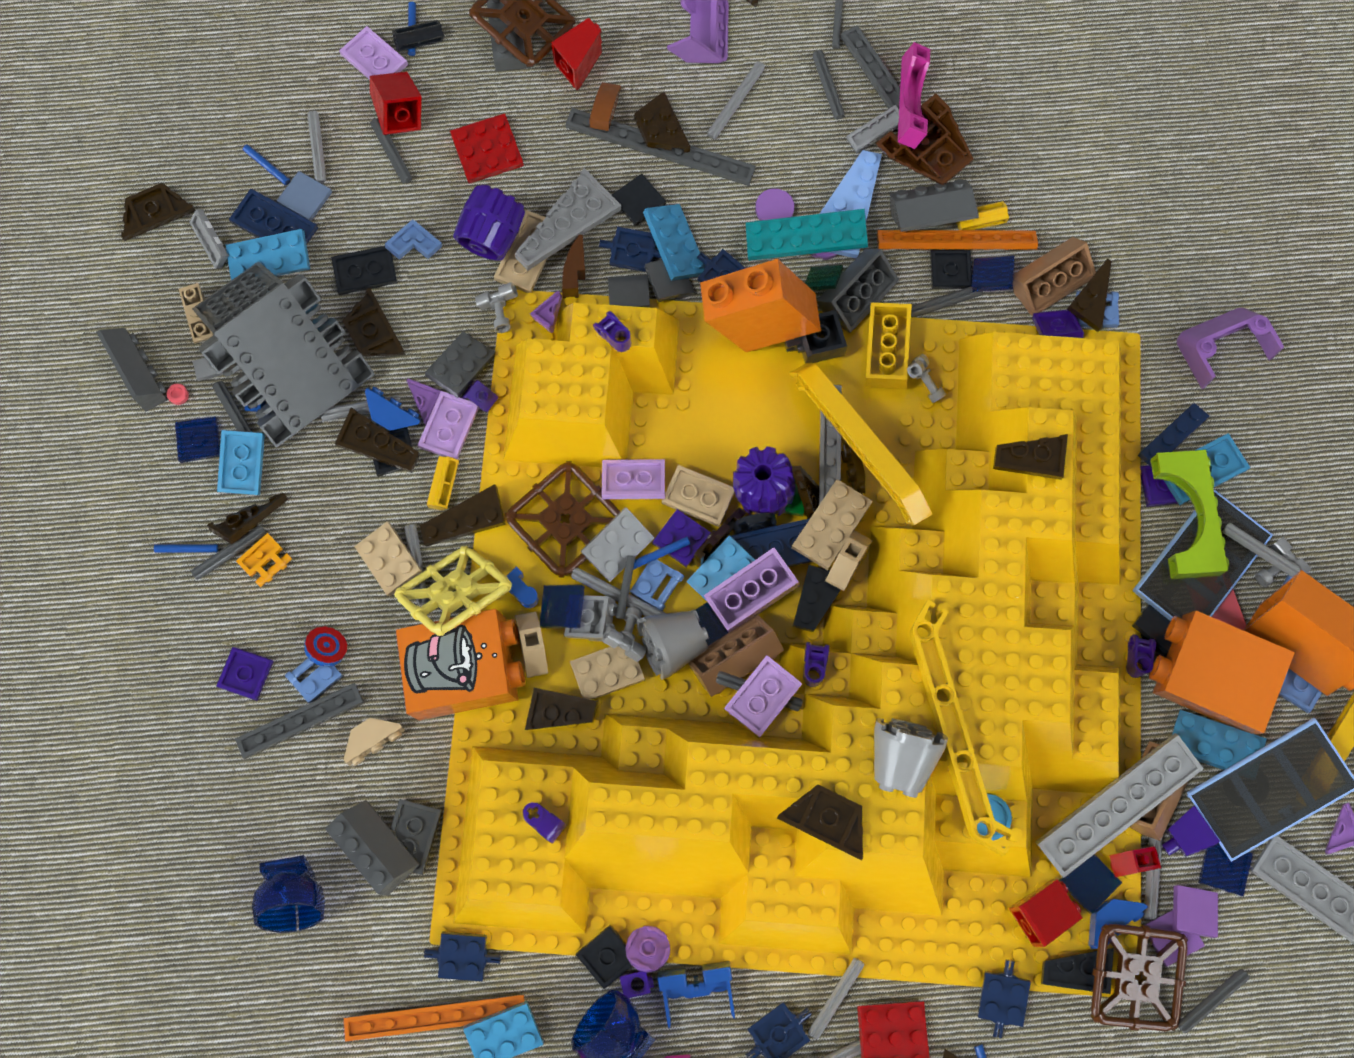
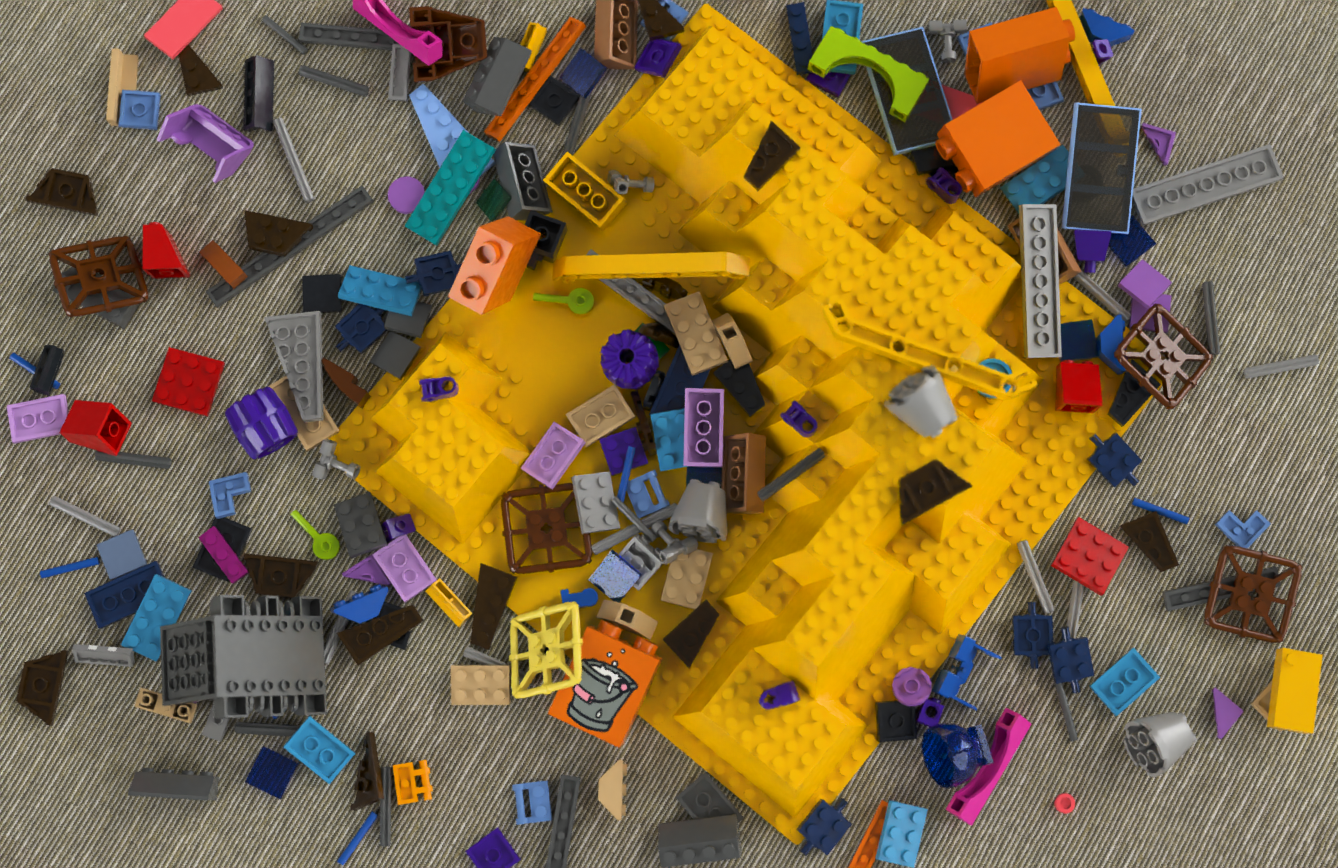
camera: 55 degrees left, 5 degrees up
(177, 394) = (221, 765): coral tile -> none
(325, 646) = (517, 778): red tile -> none
(357, 273) = (223, 555): none -> magenta plate
(423, 349) = (325, 545): none -> lime piece
(548, 311) = (368, 428): medium lavender tile -> none
(763, 696) = (799, 474): lavender plate -> none
(771, 36) = (258, 94): none -> black panel
(788, 408) = (579, 300): none -> lime piece
(1135, 861) = (1084, 299): red slope -> none
(1261, 549) = (929, 43): light grey axle -> none

